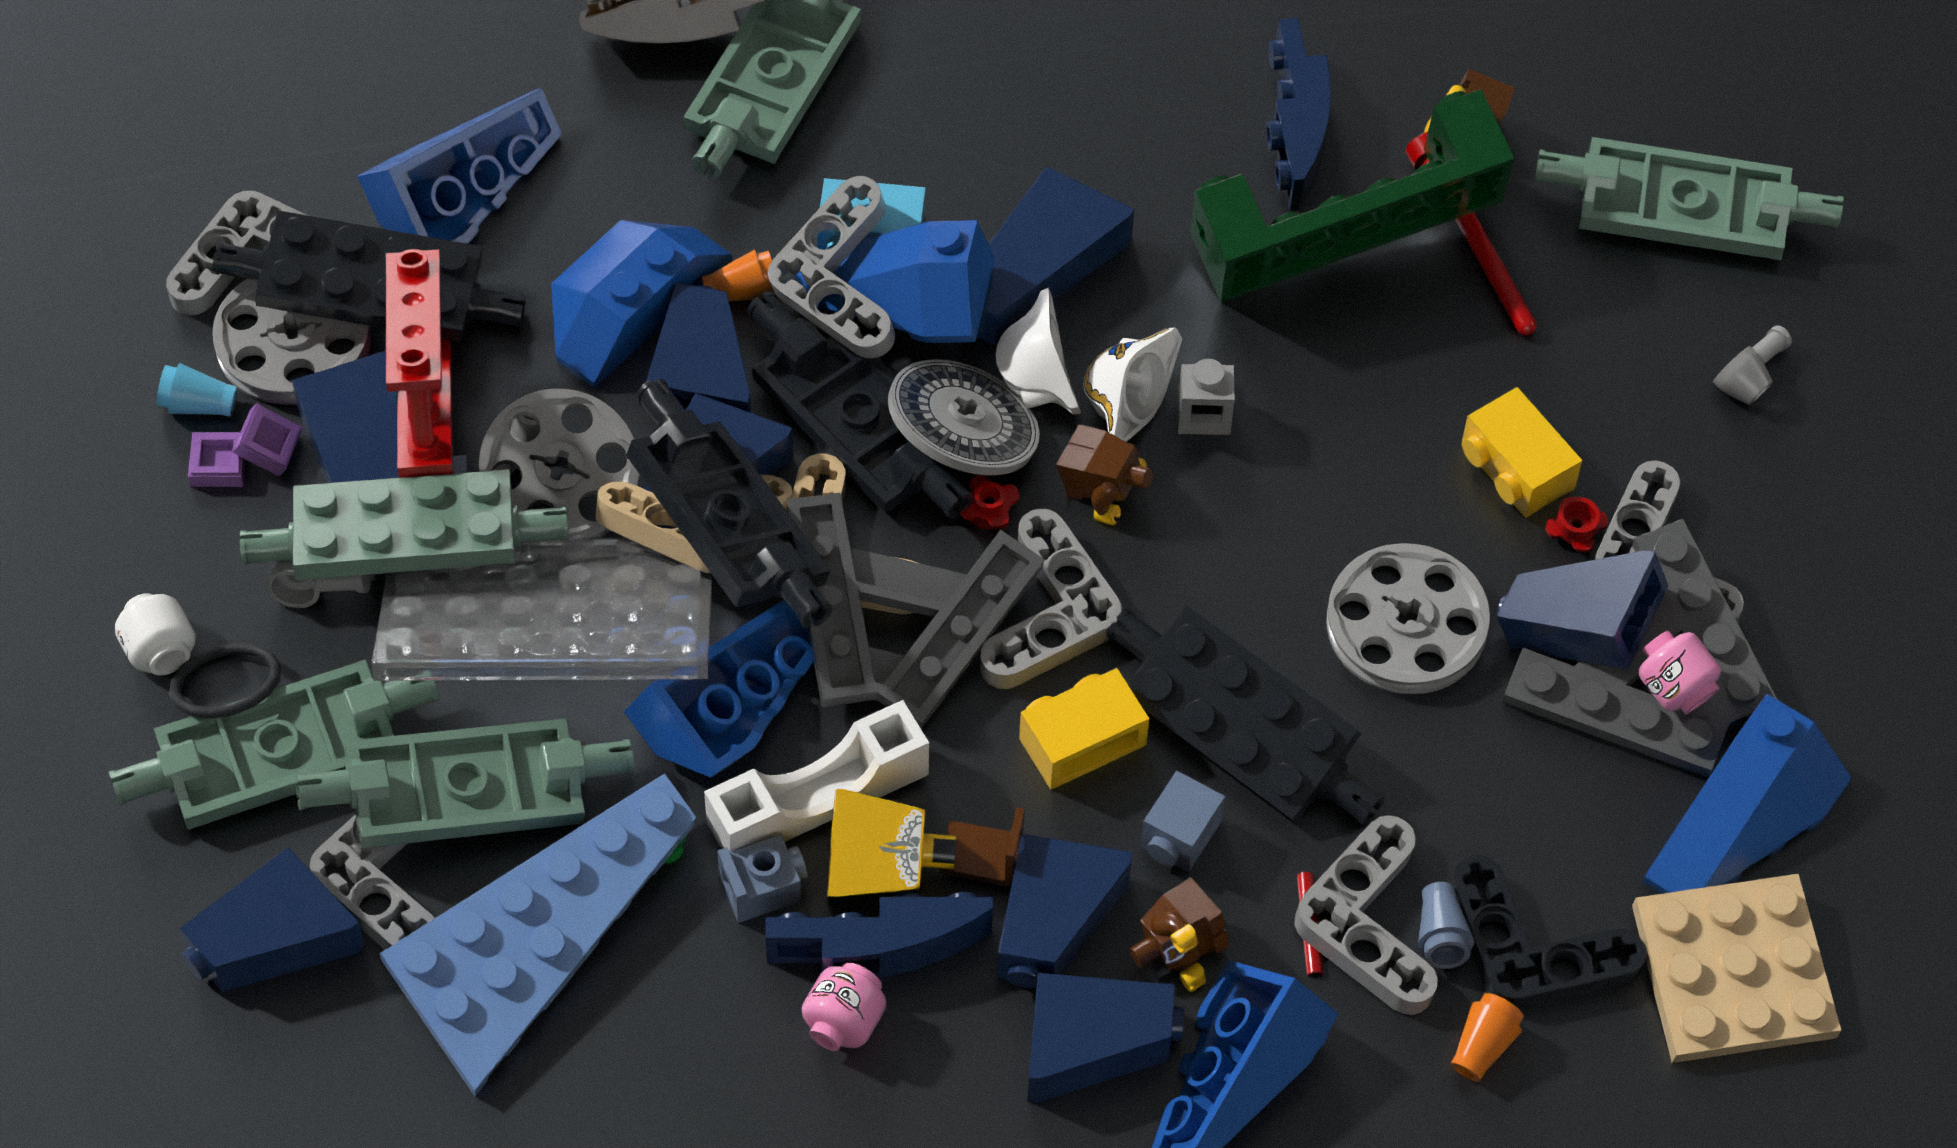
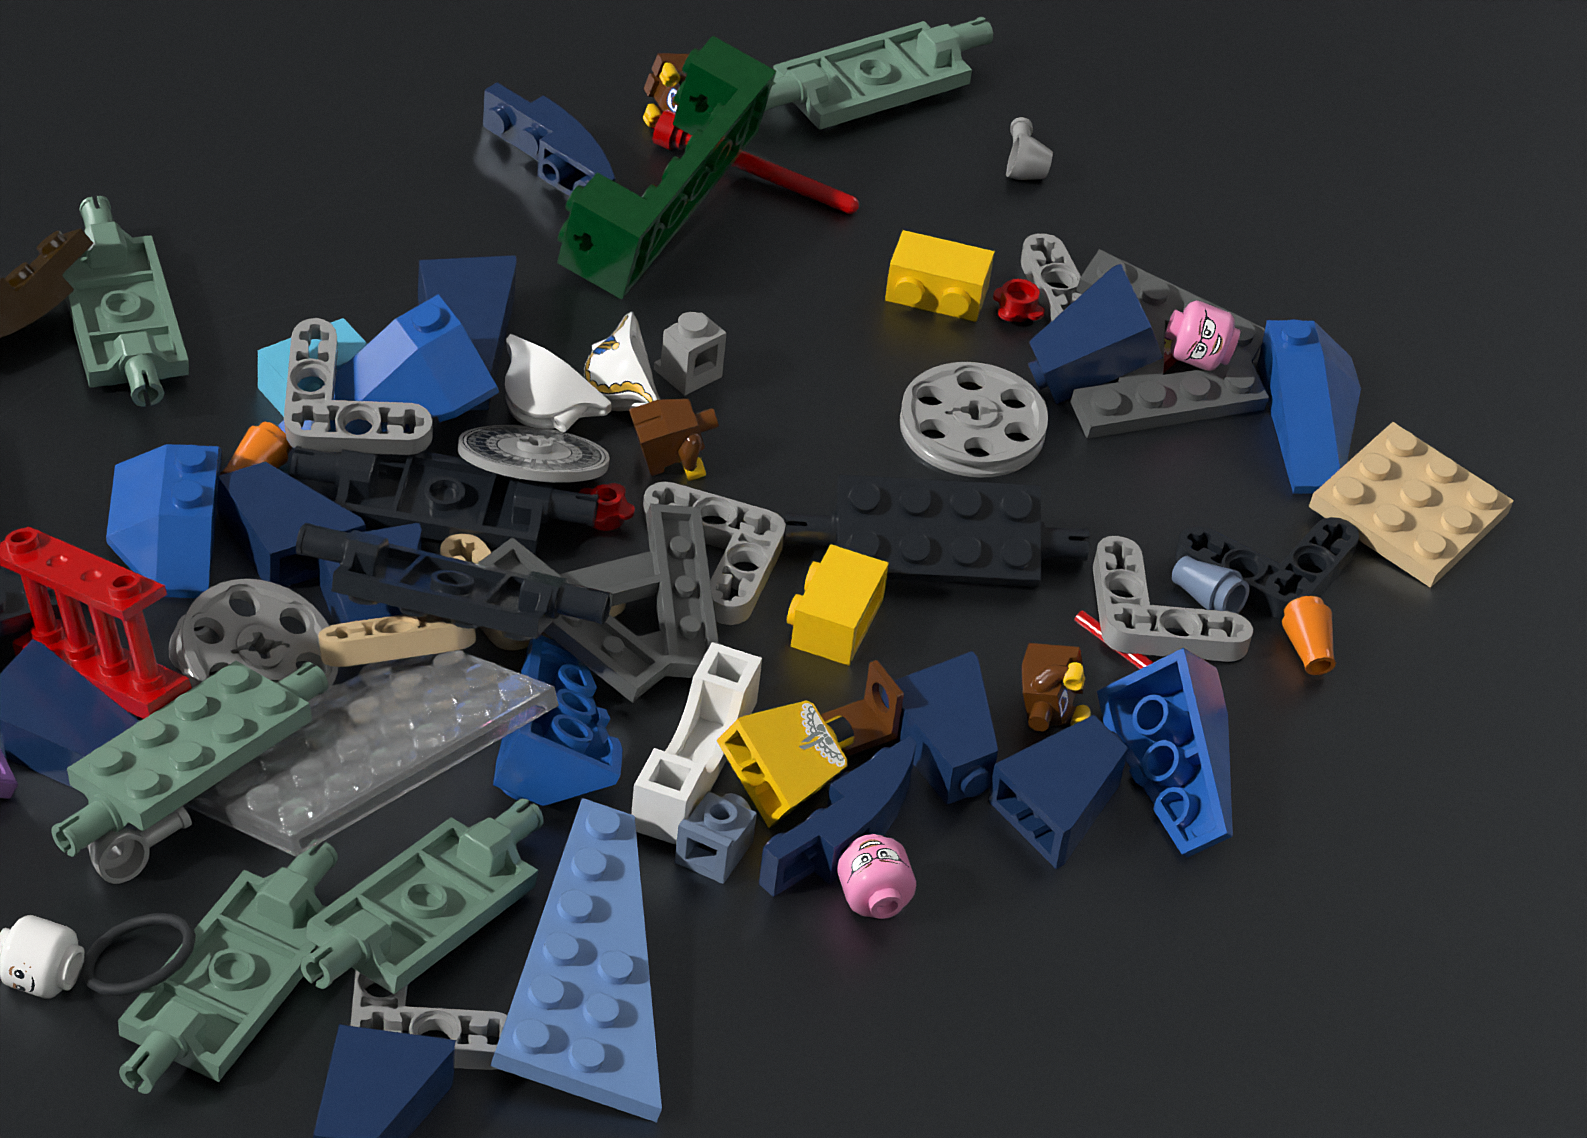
camera: 45 degrees left, 15 degrees down
(1182, 822) = (973, 620): sand blue brick -> none

